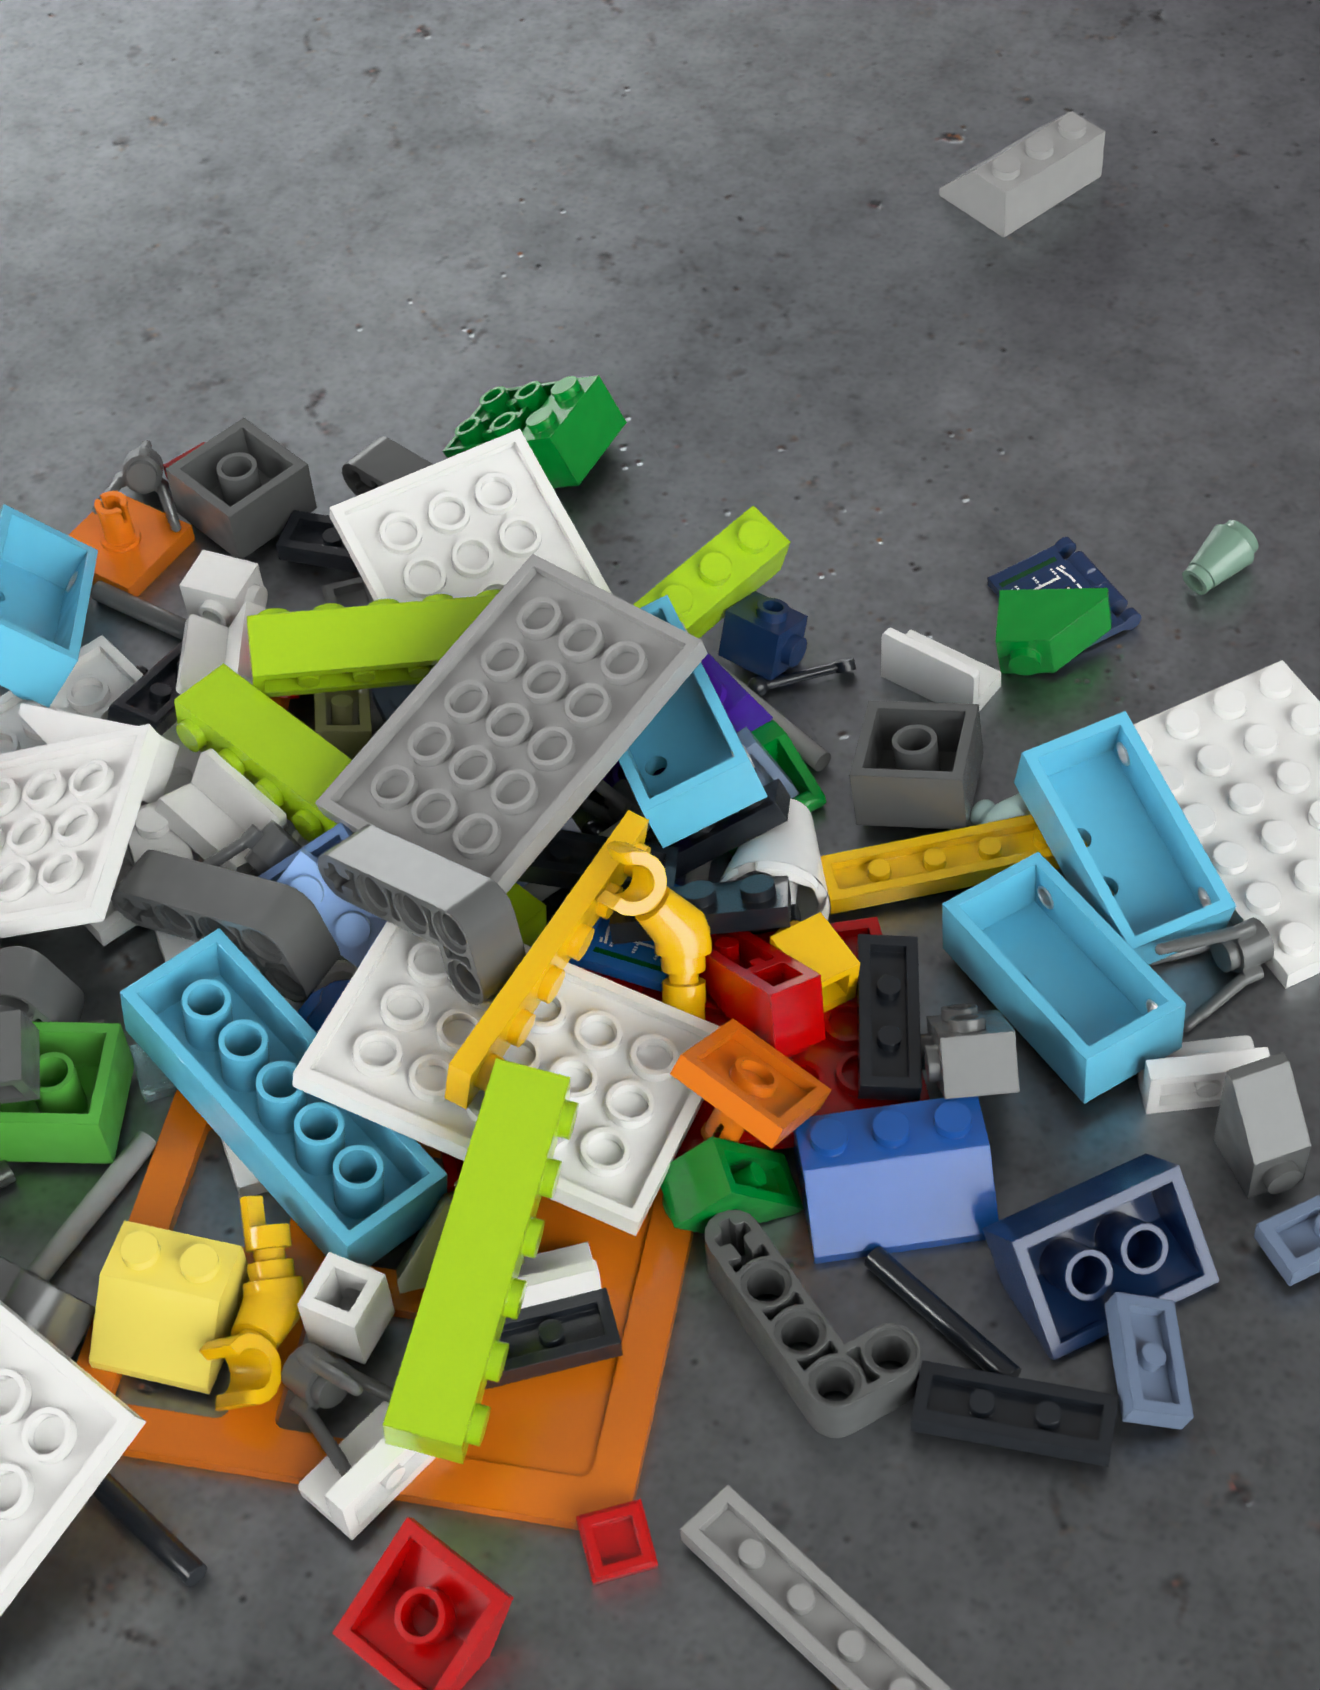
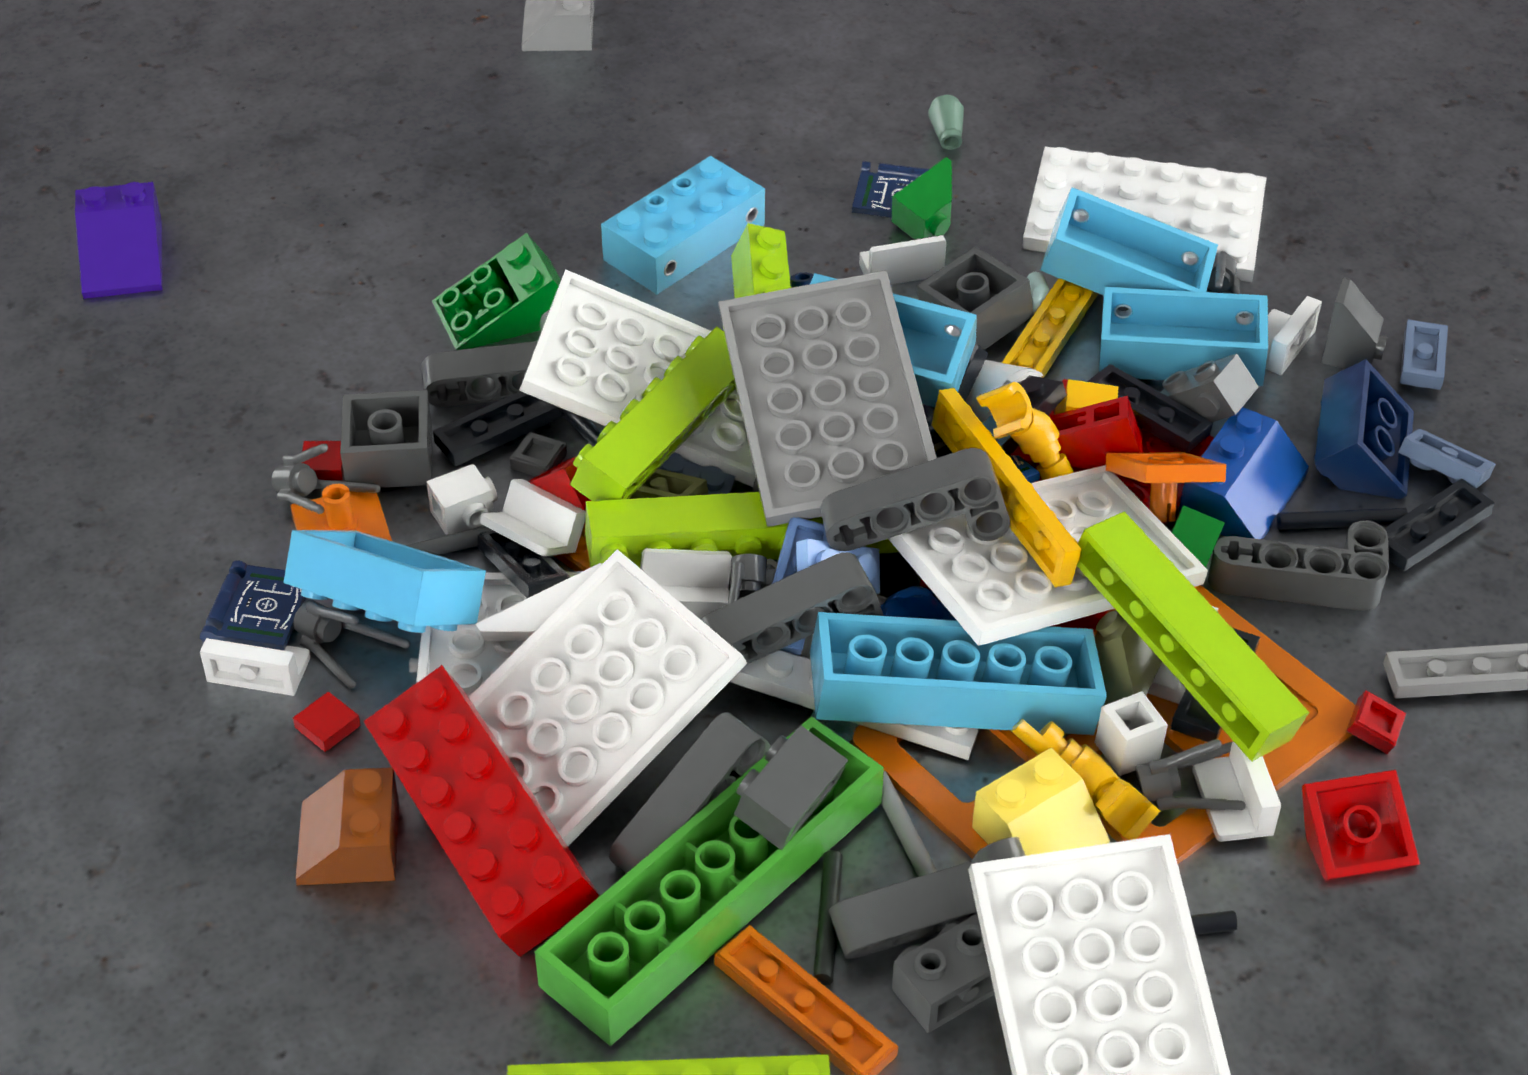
camera: 55 degrees left, 5 degrees down
(339, 154) = (119, 239): none -> dark purple slope
(792, 469) = (682, 224): none -> medium azure piece

